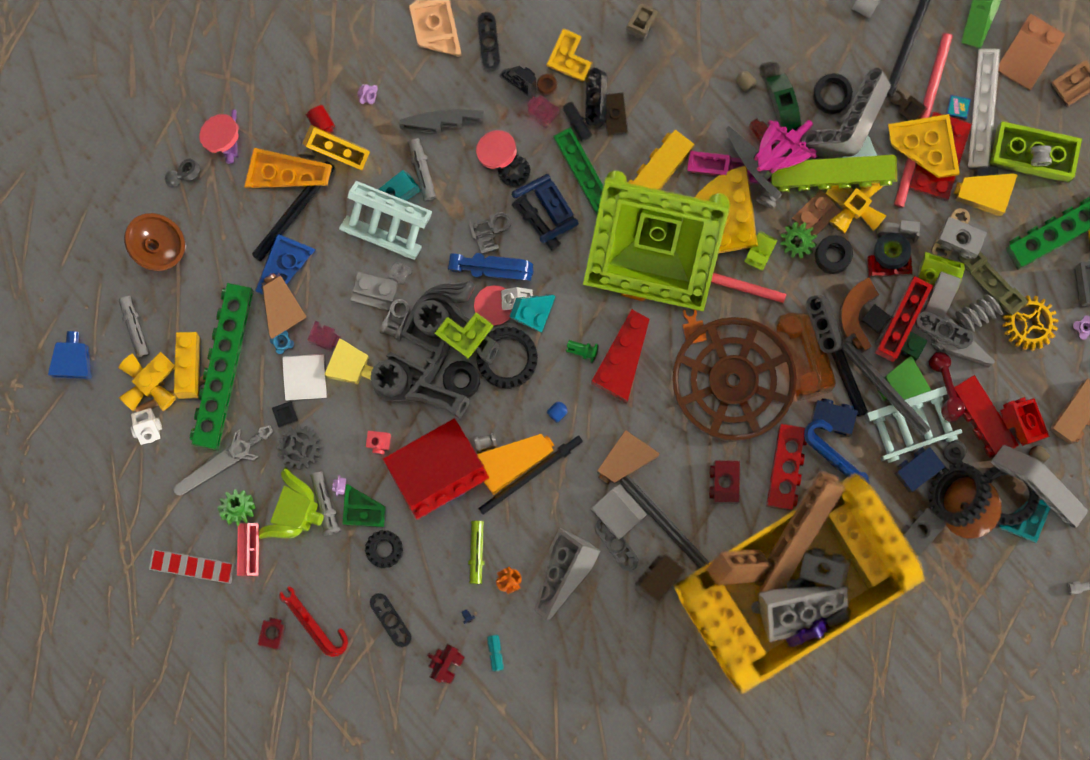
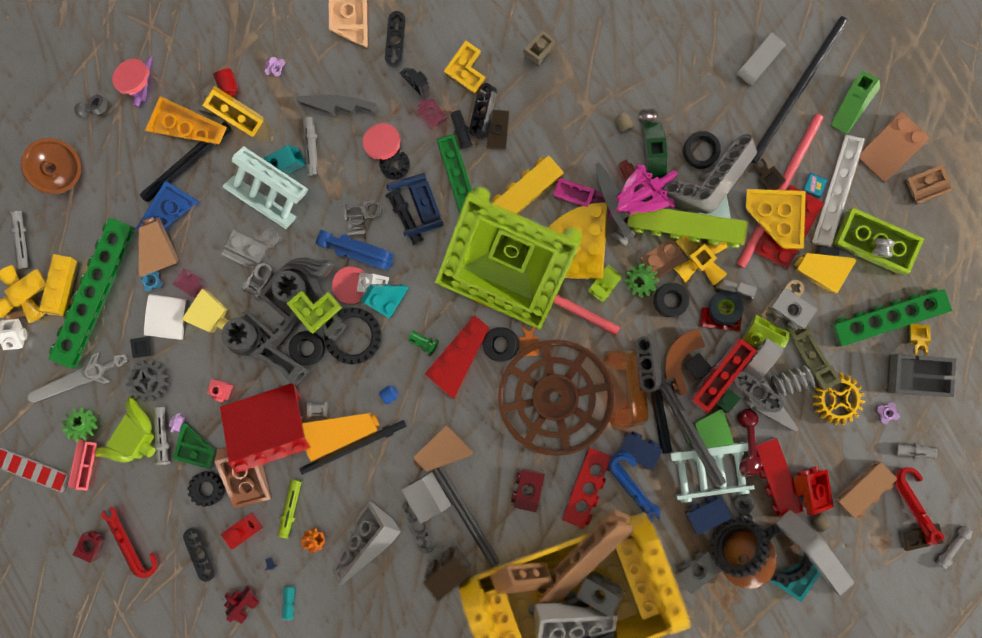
camera: 15 degrees right, 5 degrees up
(423, 536) = (242, 487): none -> nougat slope
(430, 586) = (241, 531): none -> red torso
(546, 84) = (440, 89): reddish brown tile -> none
(652, 332) = (492, 335): none -> black tyre

